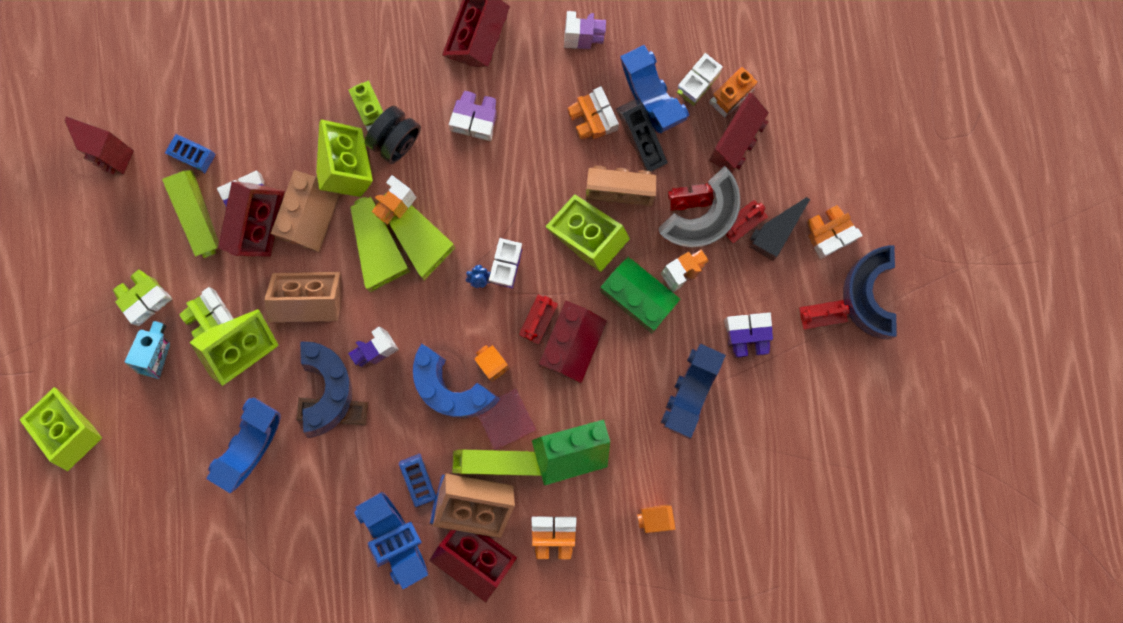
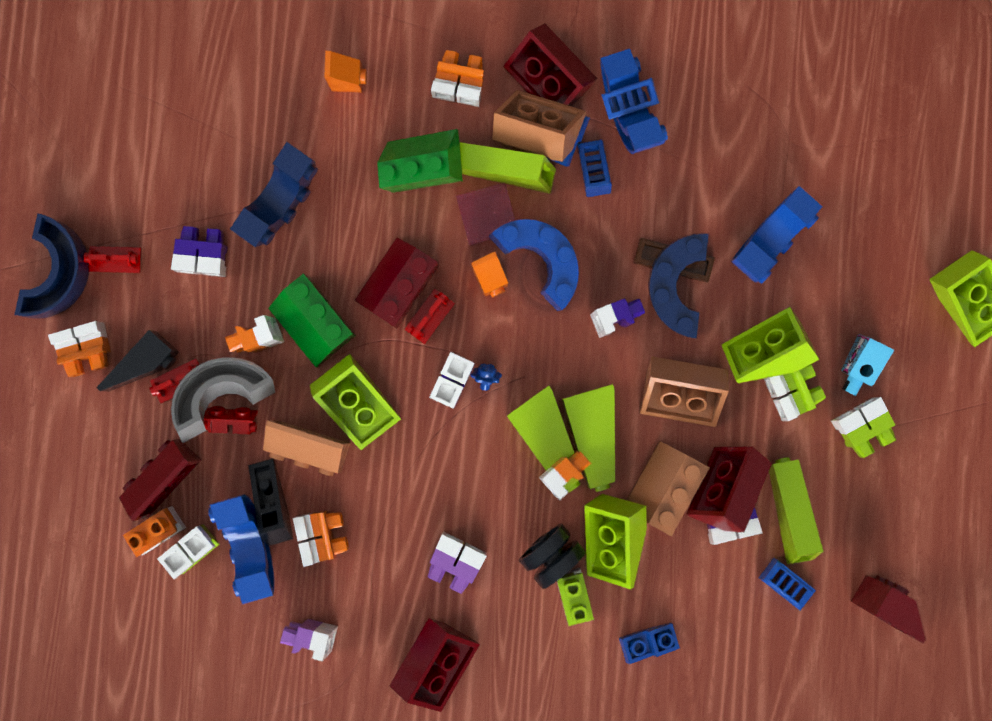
camera: 165 degrees left, 5 degrees up
(298, 84) = (649, 642): none -> blue slope

